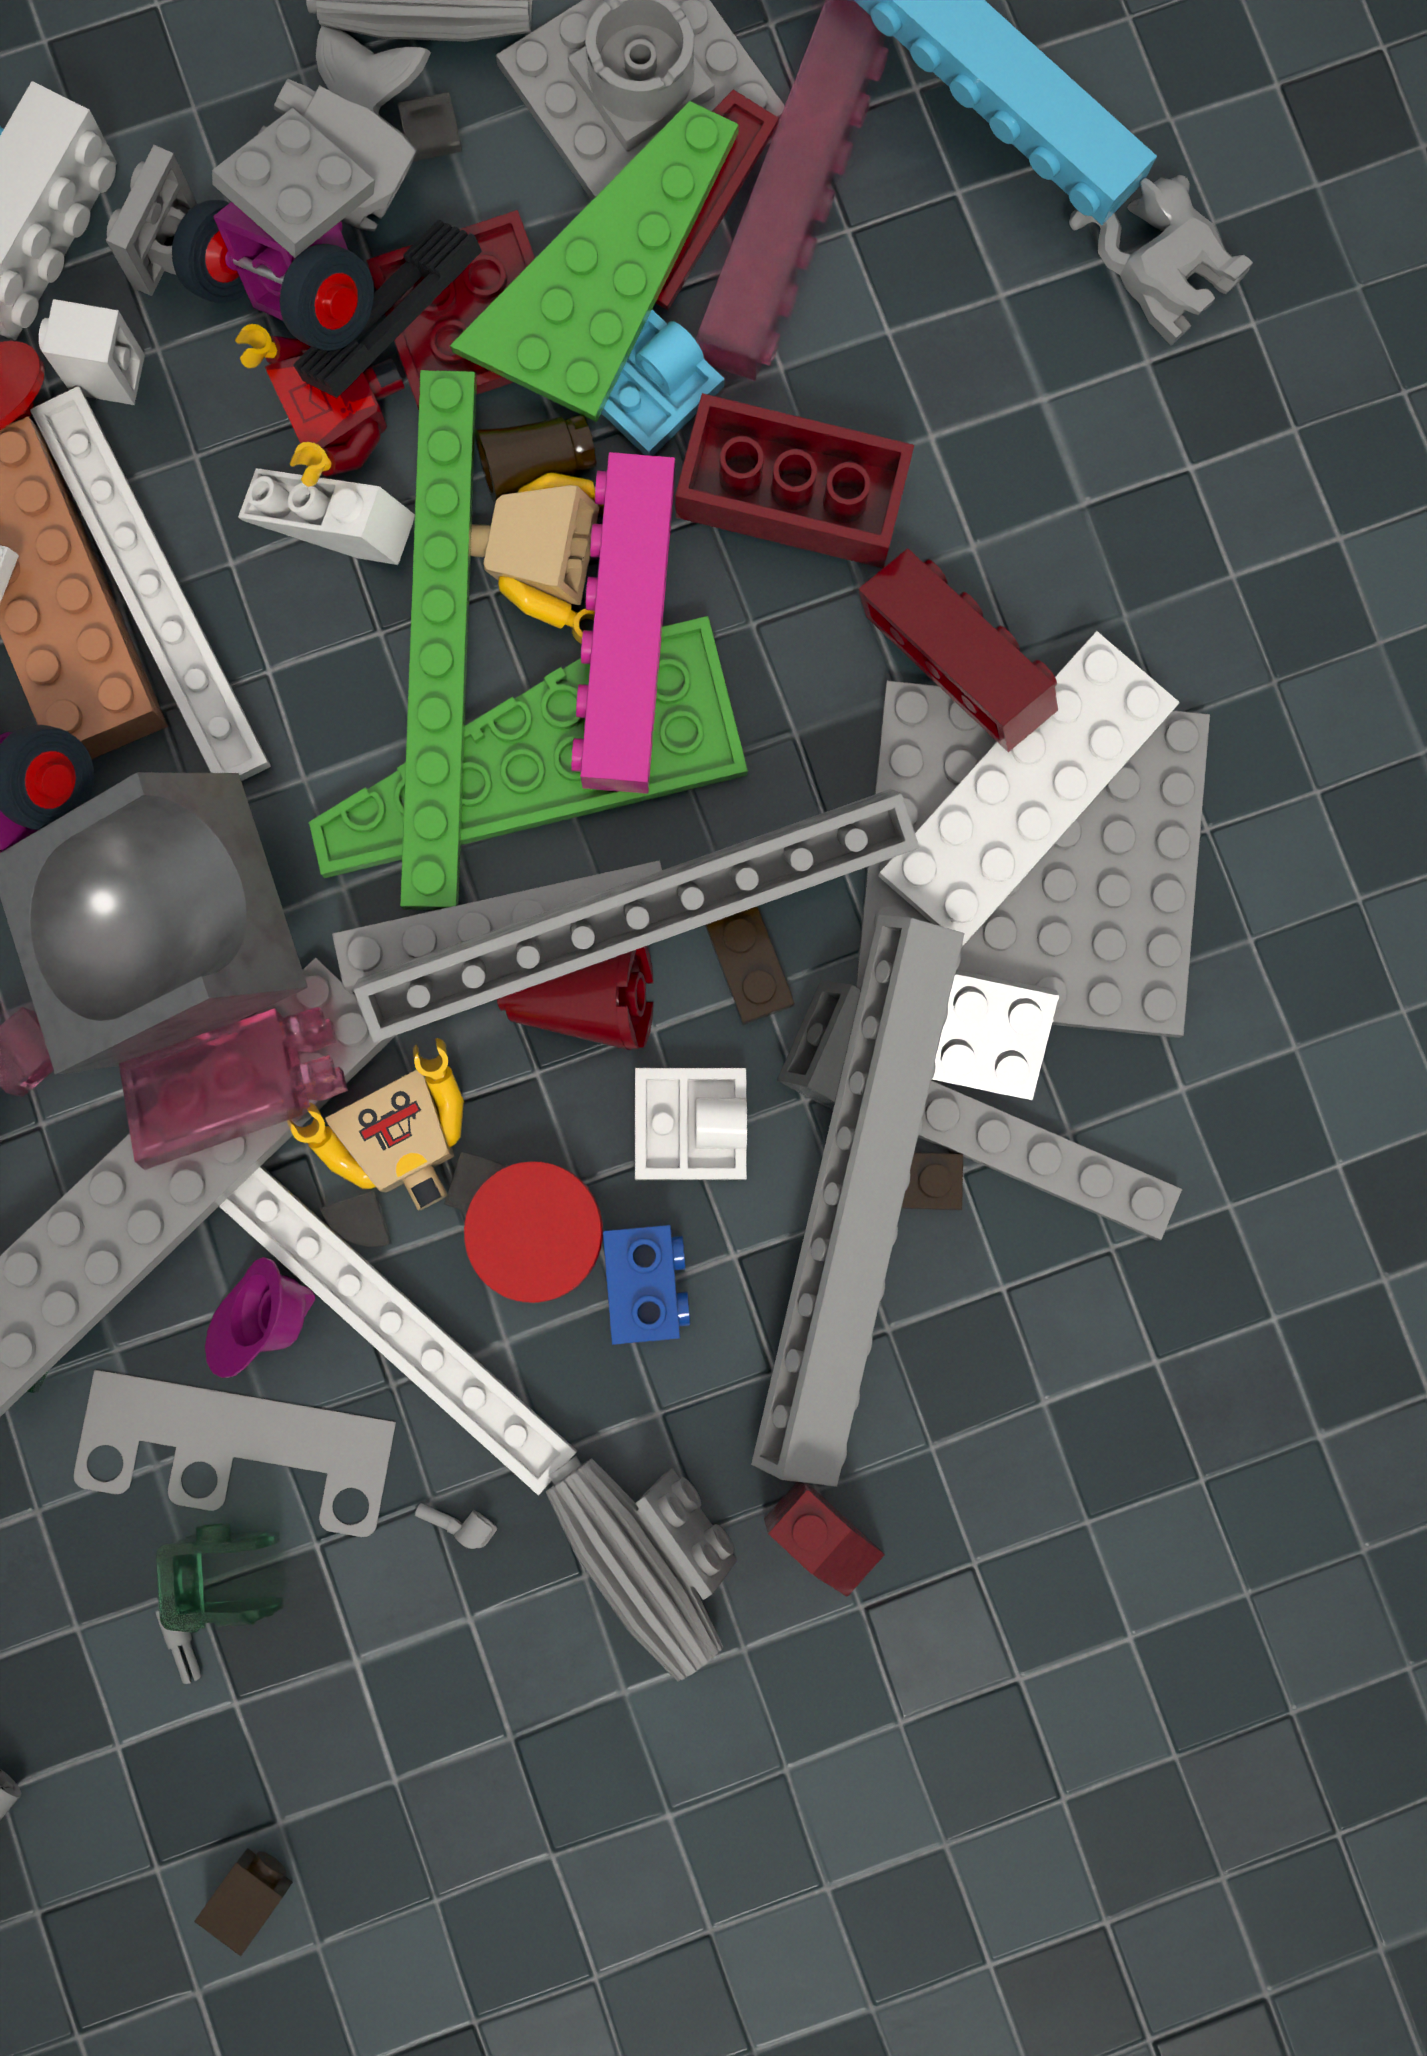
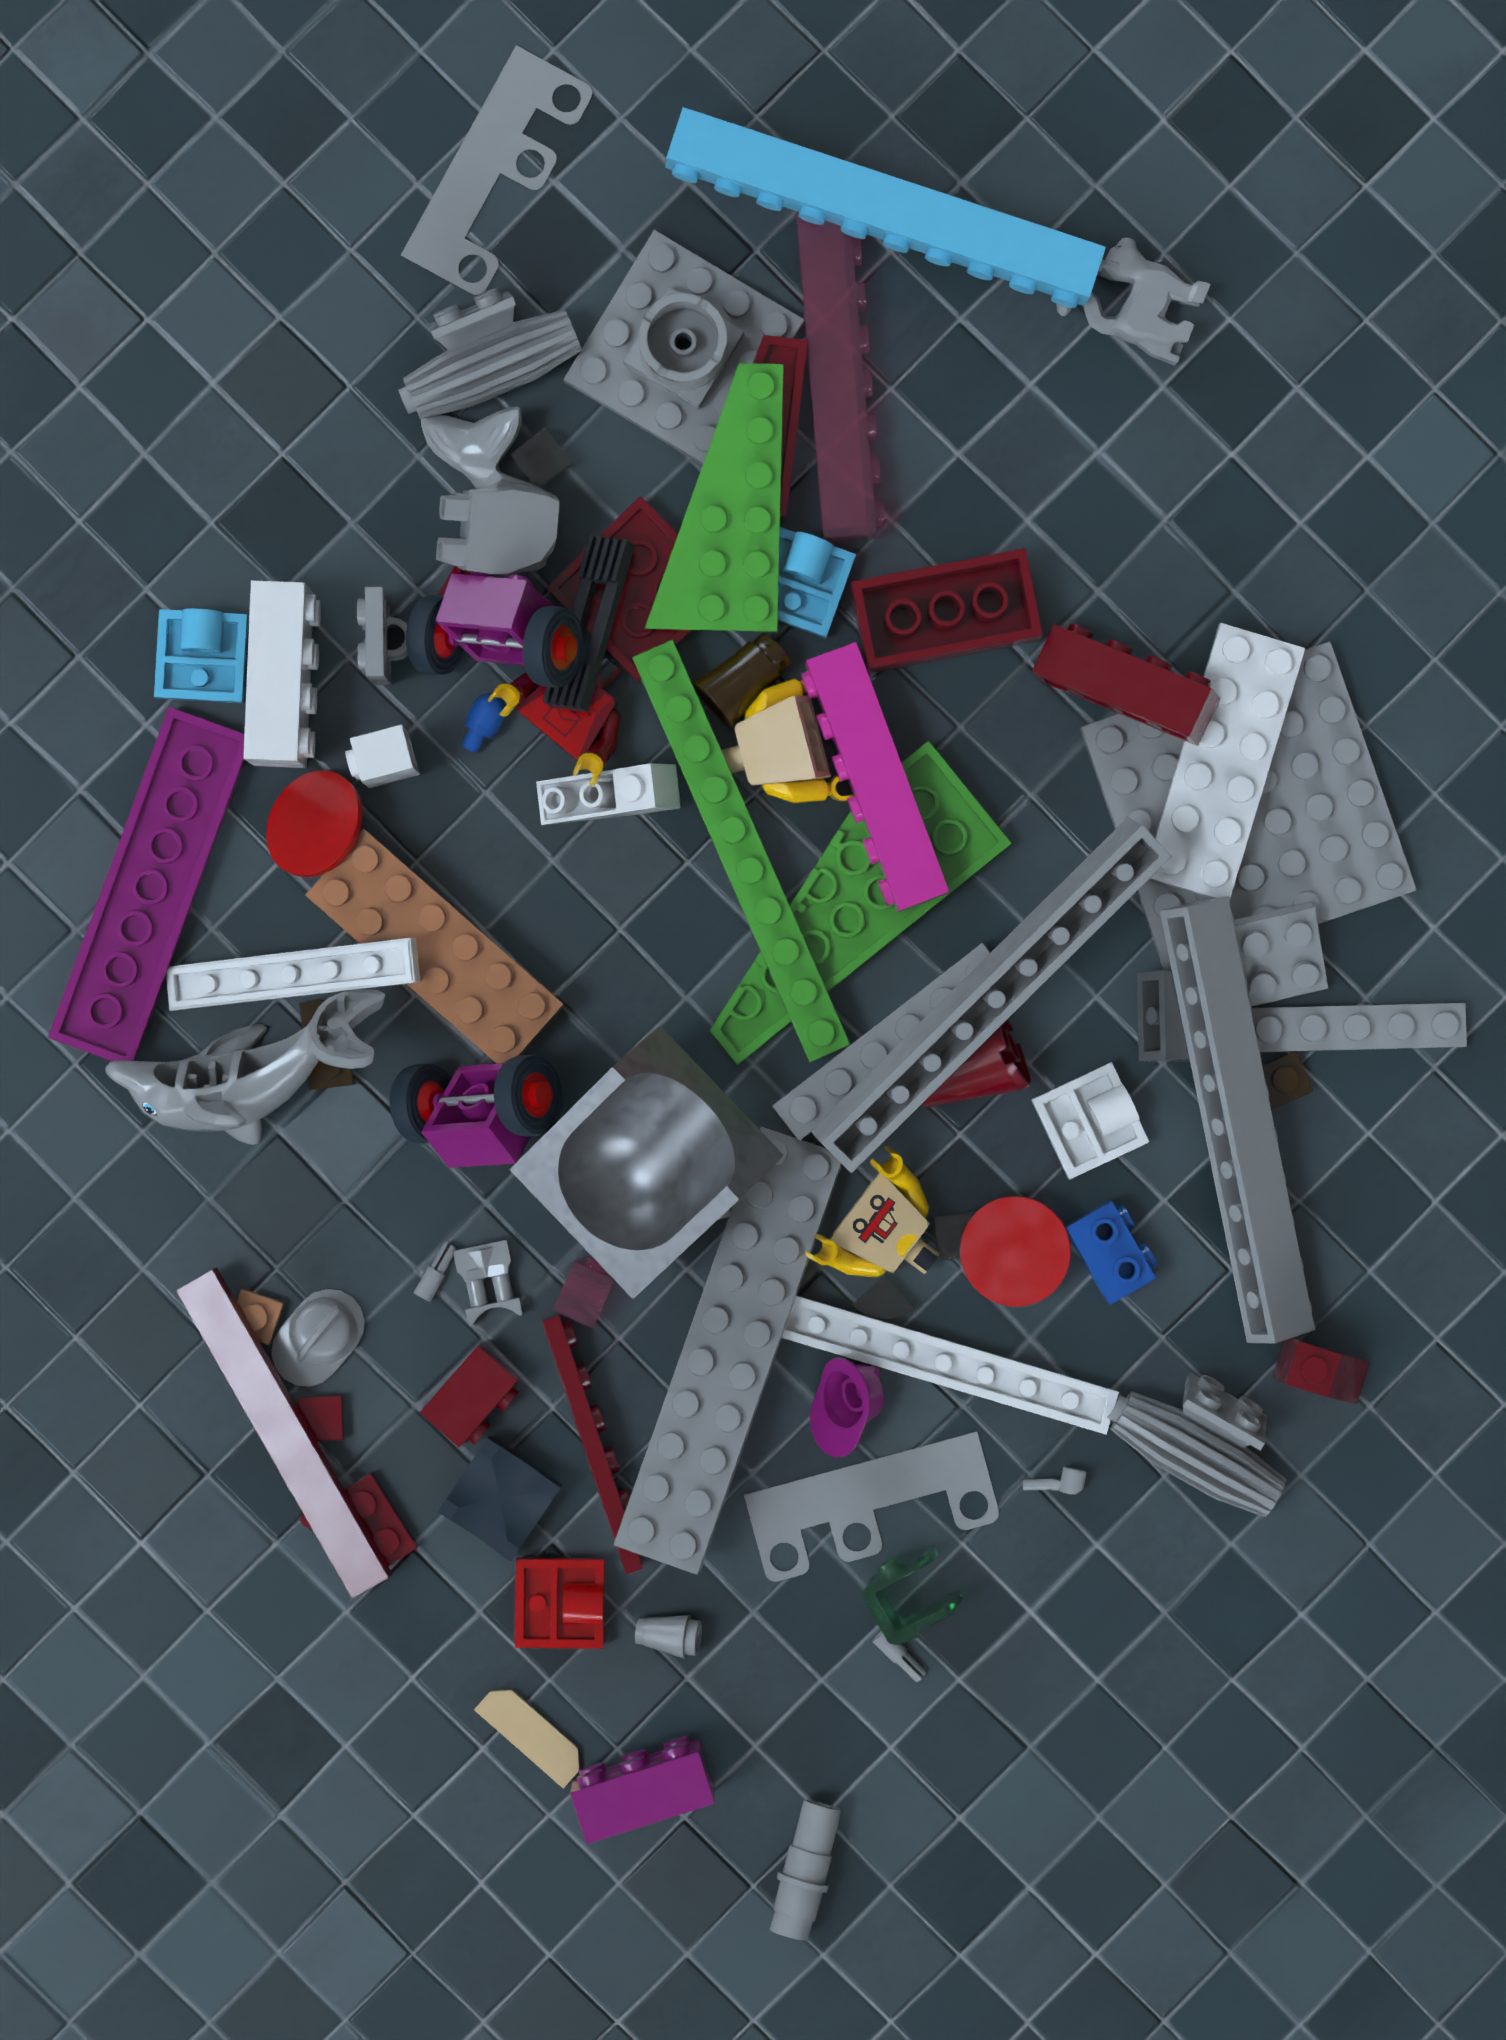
camera: 20 degrees left, 5 degrees up
(149, 585) = (506, 910): white plate -> none
(226, 375) = (483, 721): none -> blue cylinder
(227, 1084) = (750, 1249): clear pink tile -> none
(244, 1900) = (1033, 1805): dark brown brick -> none
(293, 182) = (494, 577): light grey plate -> none
(750, 965) = (1084, 990): dark brown plate -> none

